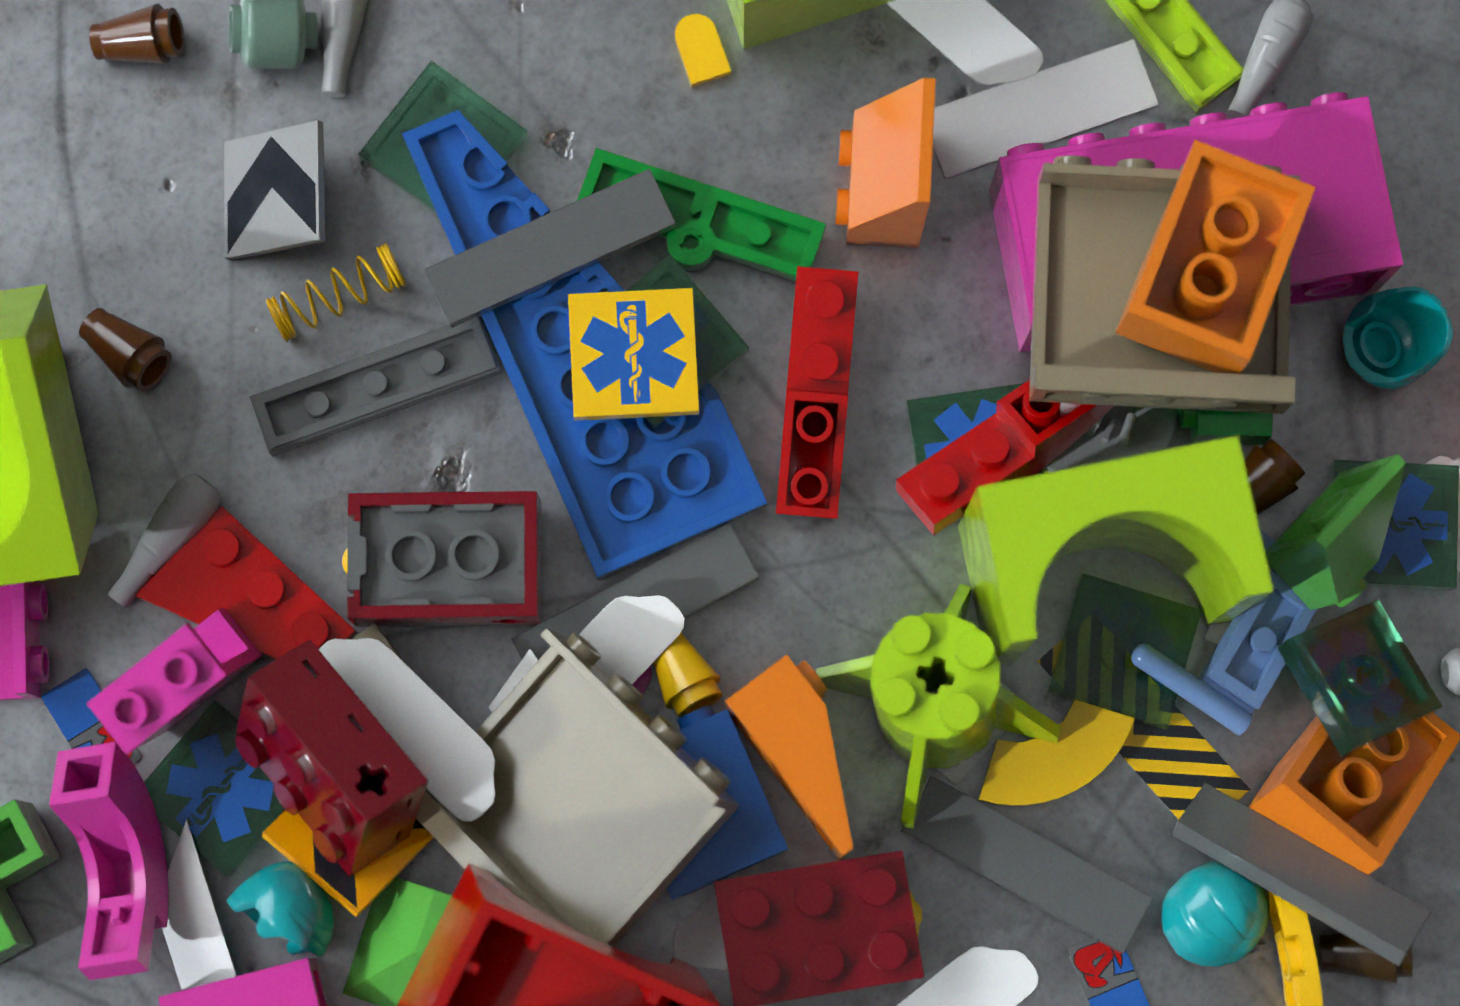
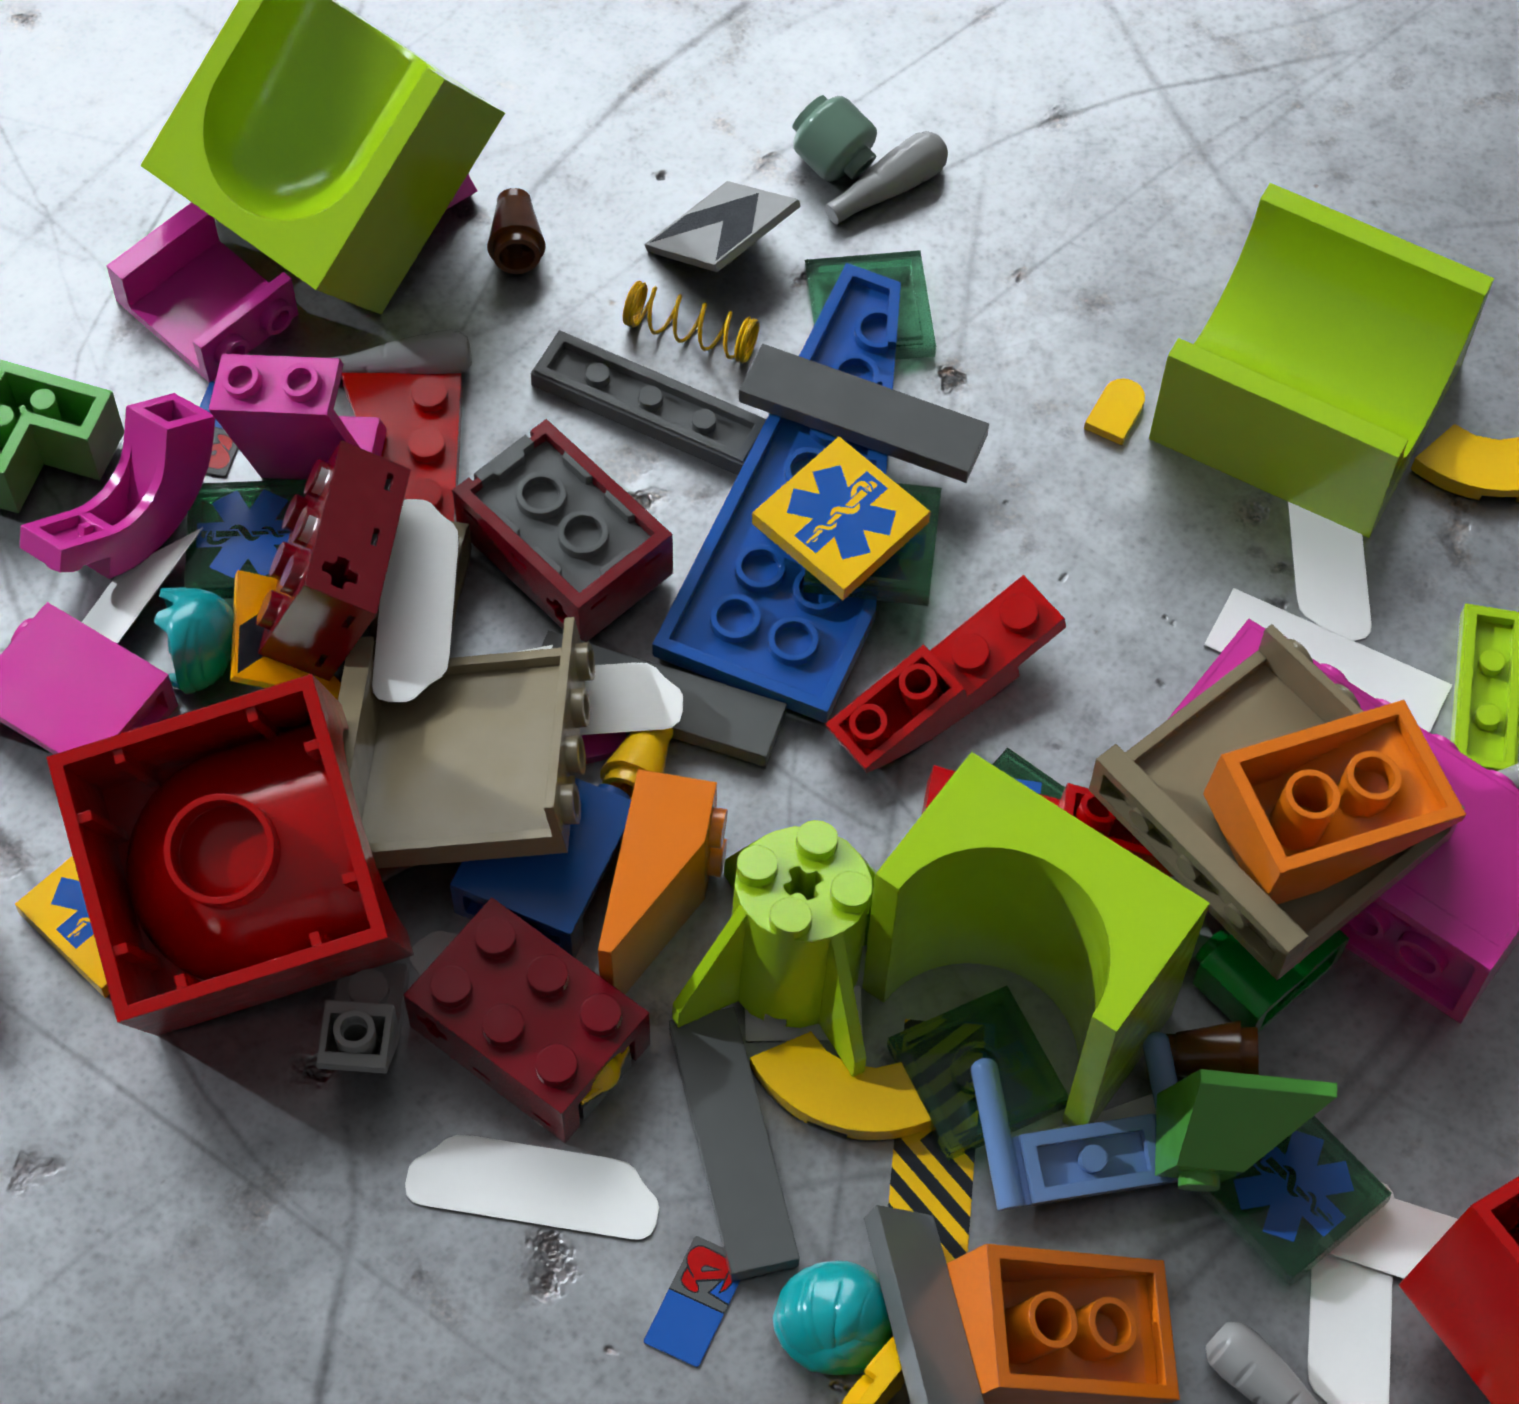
camera: 45 degrees right, 20 degrees down
(139, 36) = (747, 73): reddish brown cone -> none
(717, 221) = (1004, 517): green hinge -> none
(888, 168) = (1166, 582): orange slope -> none
(1359, 677) = (1139, 1259): tile -> none
(1396, 336) = (1437, 1047): teal hair -> none

